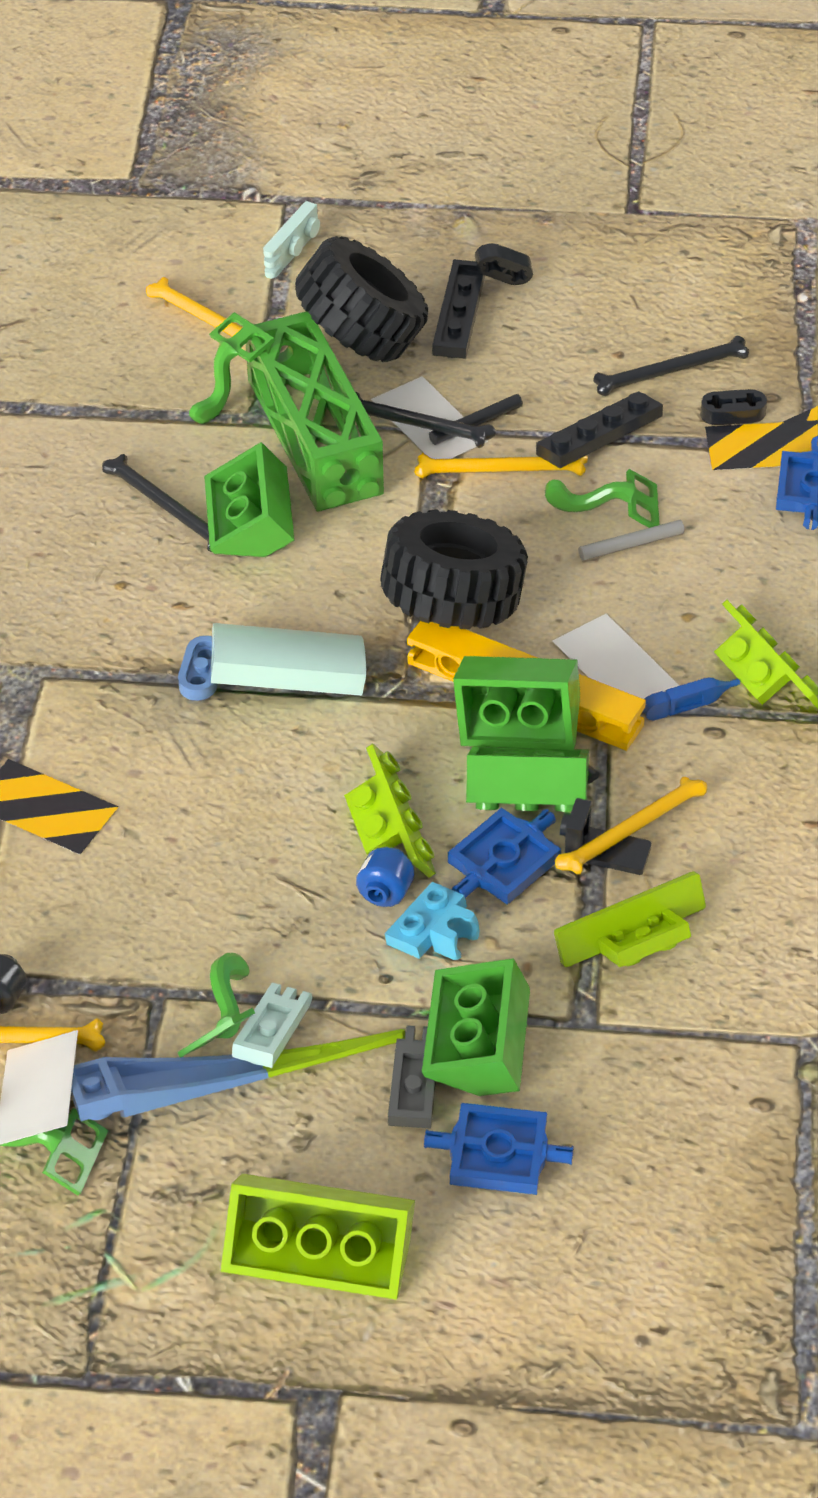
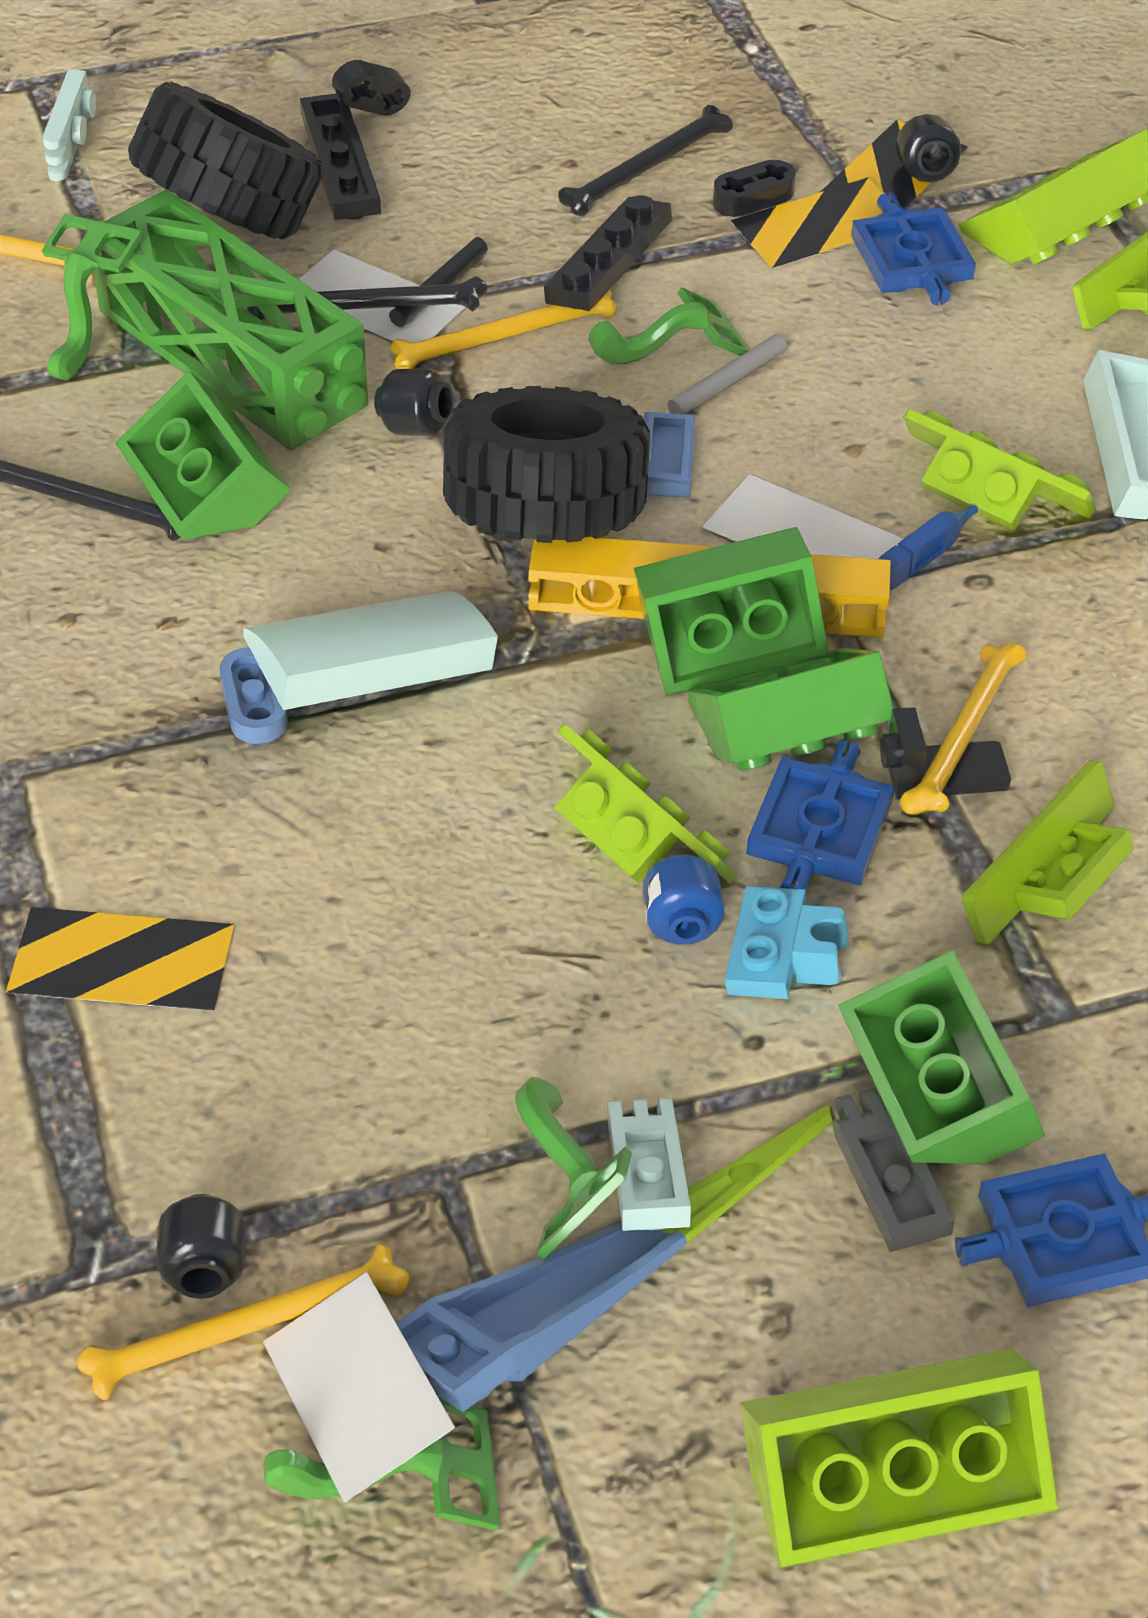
camera: 25 degrees left, 0 degrees up
(405, 496) = (414, 402): none -> black head
(556, 584) = (670, 453): none -> medium blue tile

